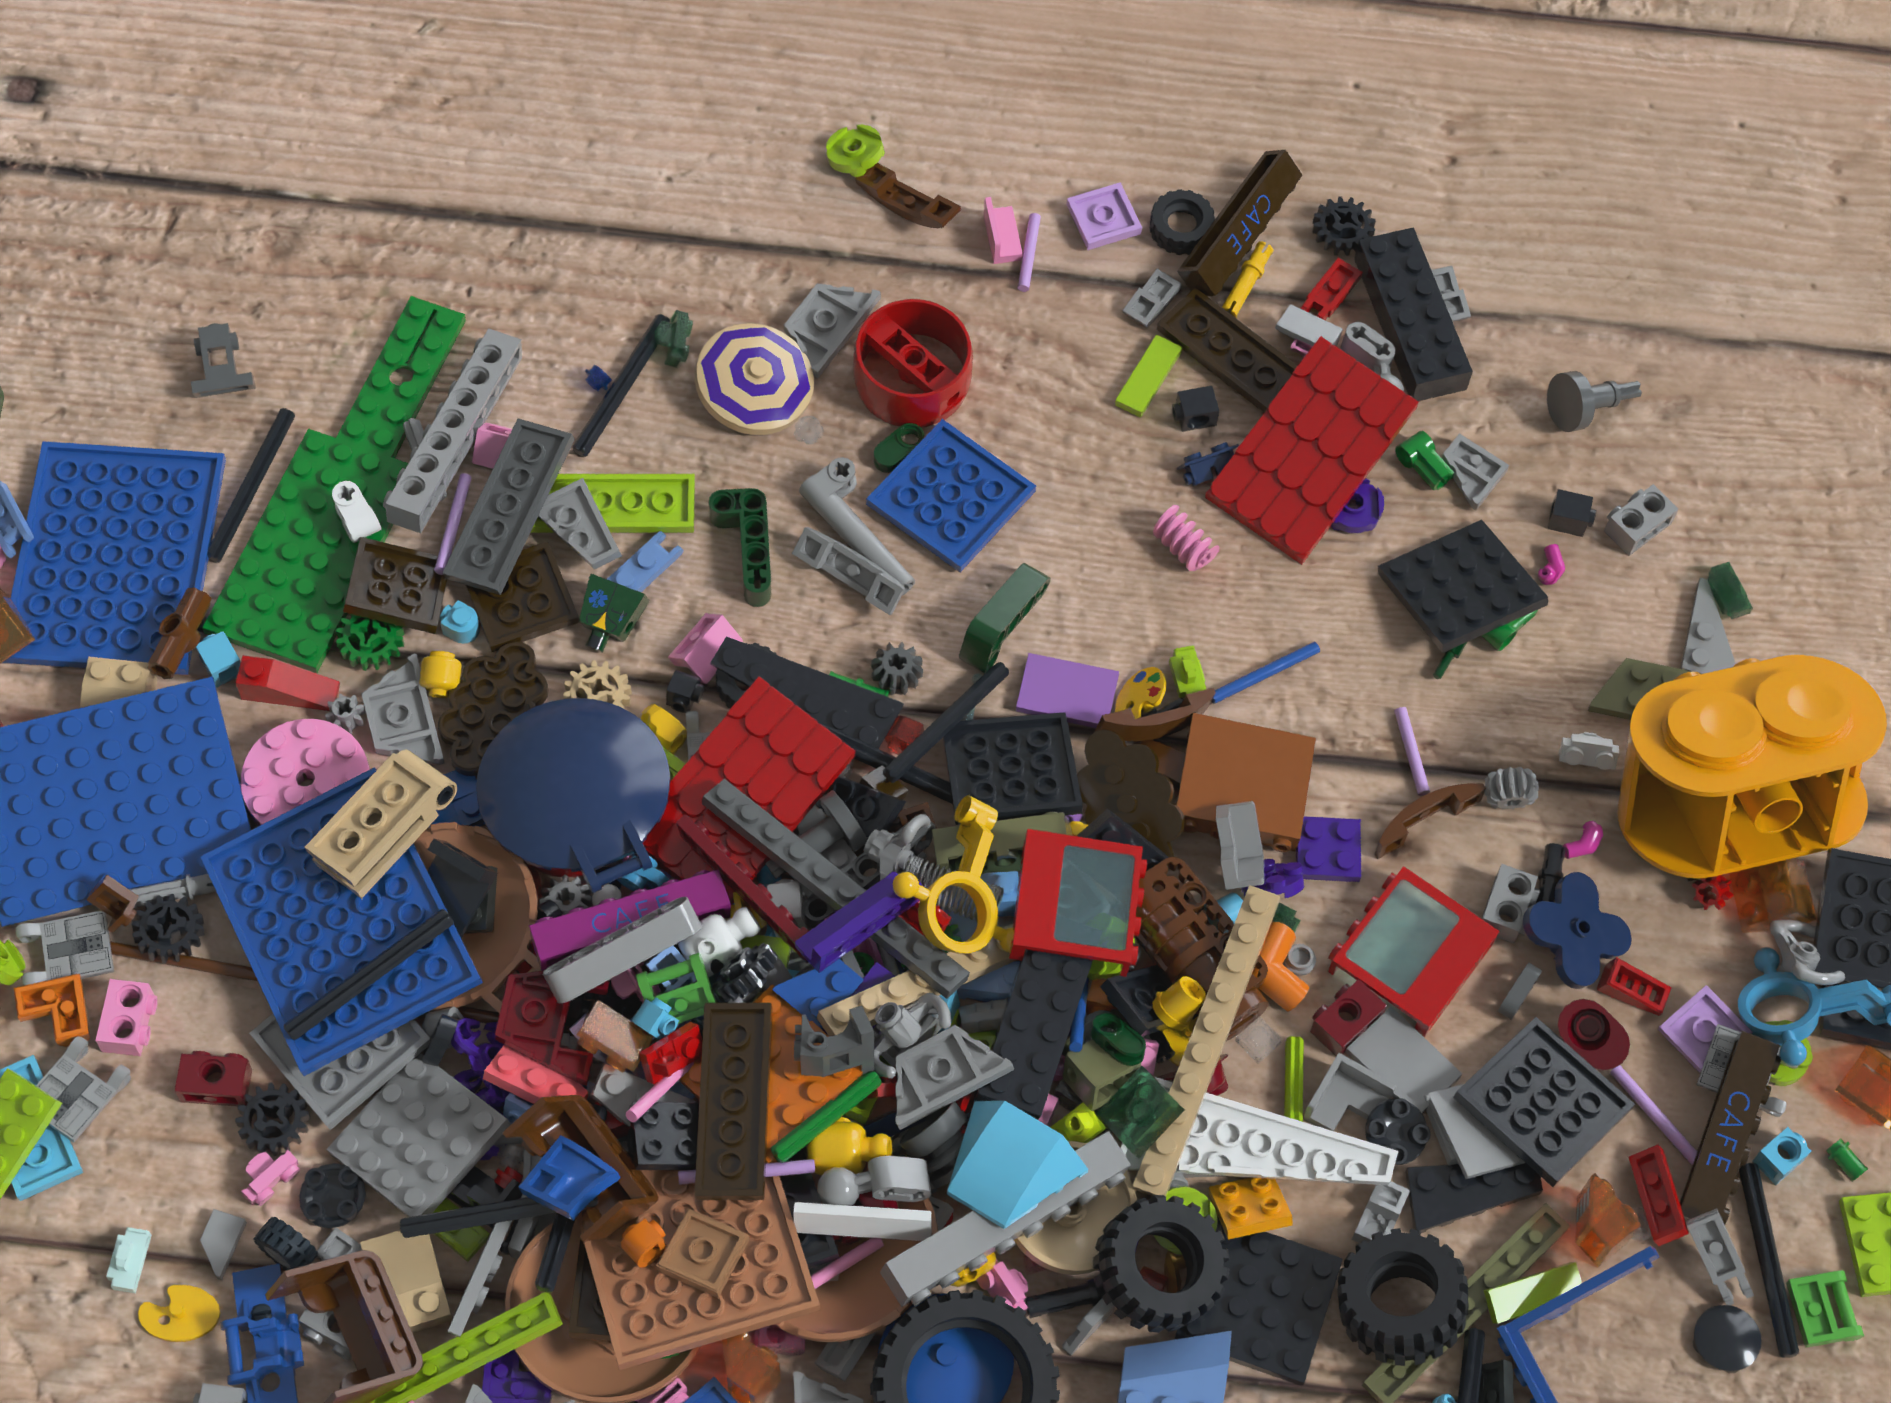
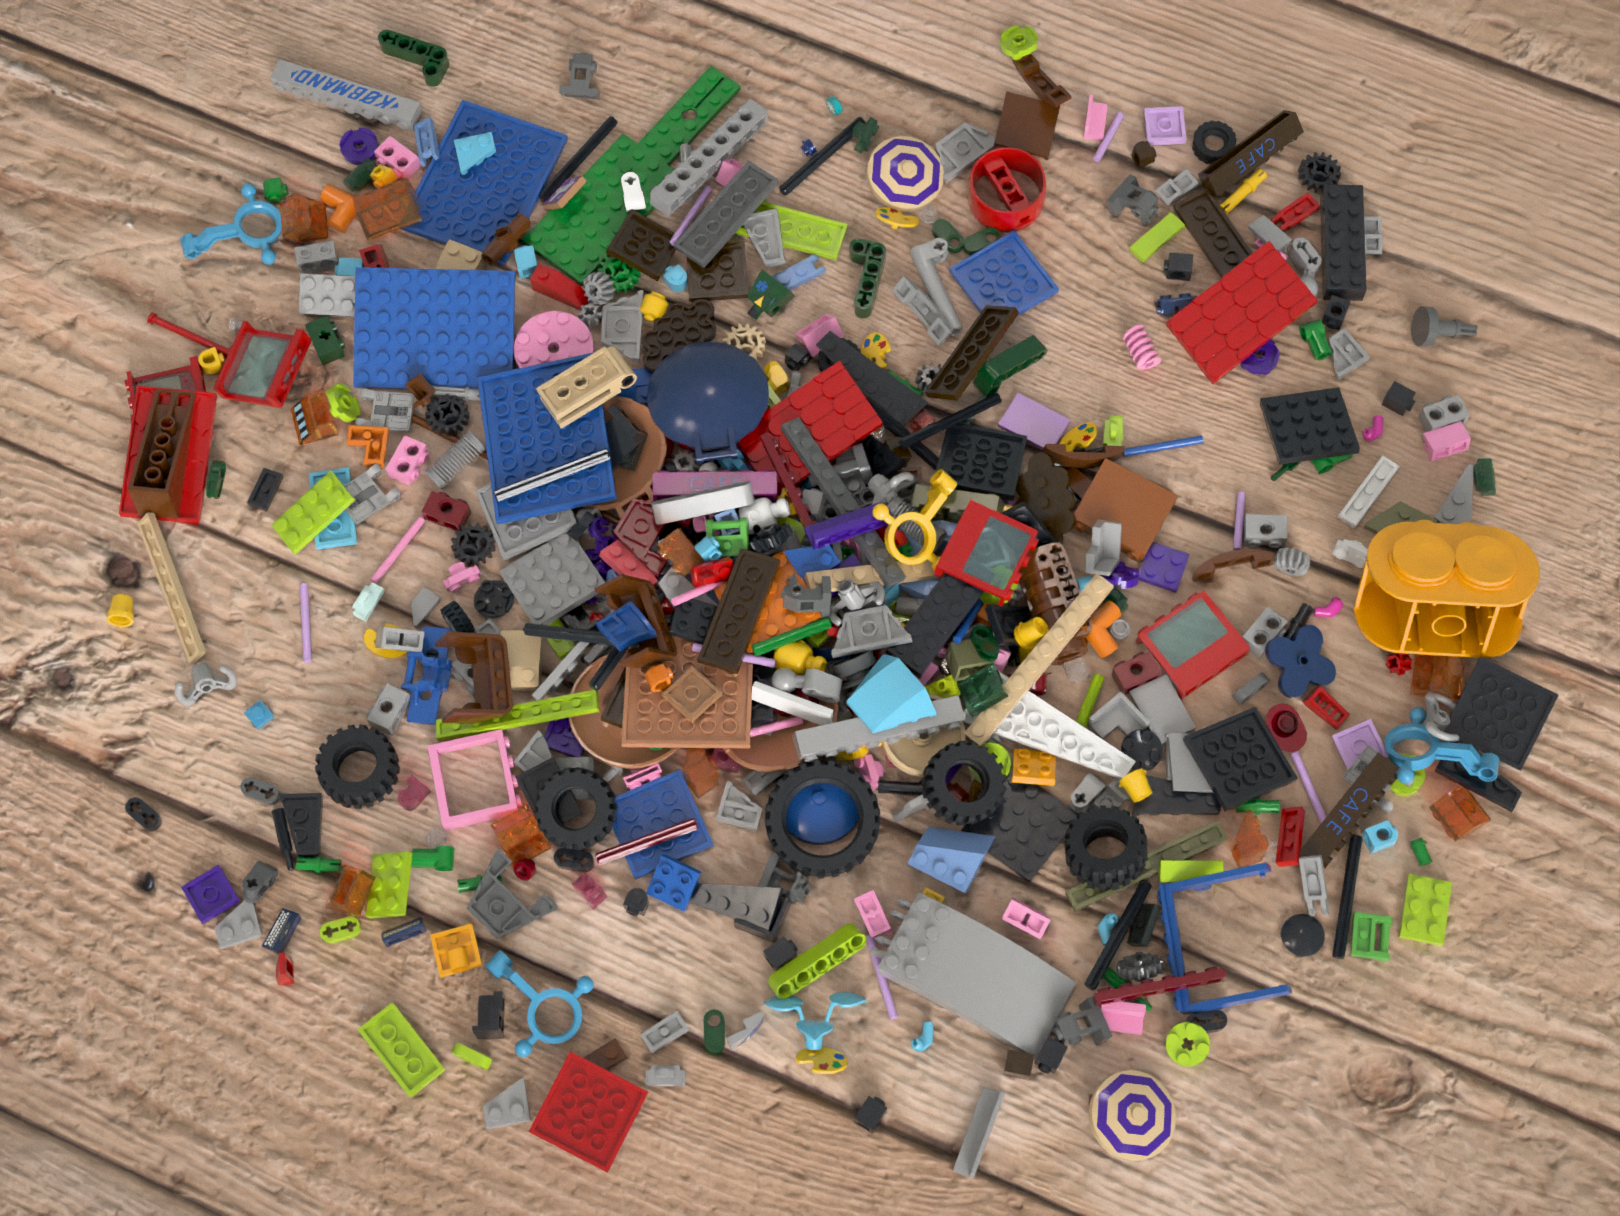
camera: 25 degrees right, 5 degrees up
(36, 1325) = (305, 621): none -> lavender bar
(85, 512) = (474, 150): none -> medium azure wing
(151, 1164) = (397, 550): none -> bright pink bar
(177, 1029) = (445, 463): none -> light grey piece
(202, 1305) = (399, 639): none -> light grey brick
(247, 540) = (564, 193): none -> tile
(347, 668) = (598, 288): none -> light grey gear
(615, 308) = (834, 105): none -> teal tile
(763, 447) = (896, 218): none -> yellow piece
(795, 643) = (874, 347): none -> yellow piece
(837, 444) = (943, 229): none -> dark green piece
(907, 264) = (1027, 125): none -> reddish brown piece
(946, 612) = (971, 352): none -> dark brown plate
(1088, 263) = (1143, 154): none -> dark brown plate
(1116, 339) = (1143, 207): none -> dark grey tile
(1341, 1220) = (1088, 792): none -> light grey piece
(1411, 1187) = (1136, 785): none -> yellow piece
(1439, 405) = (1339, 306): none -> black brick
(1467, 742) = (1274, 524): none -> light grey brick
(1576, 657) = (1368, 492): none -> white tile
(1597, 1163) = (1260, 806): none -> green pin
(1658, 555) = (1446, 441): none -> bright pink hinge

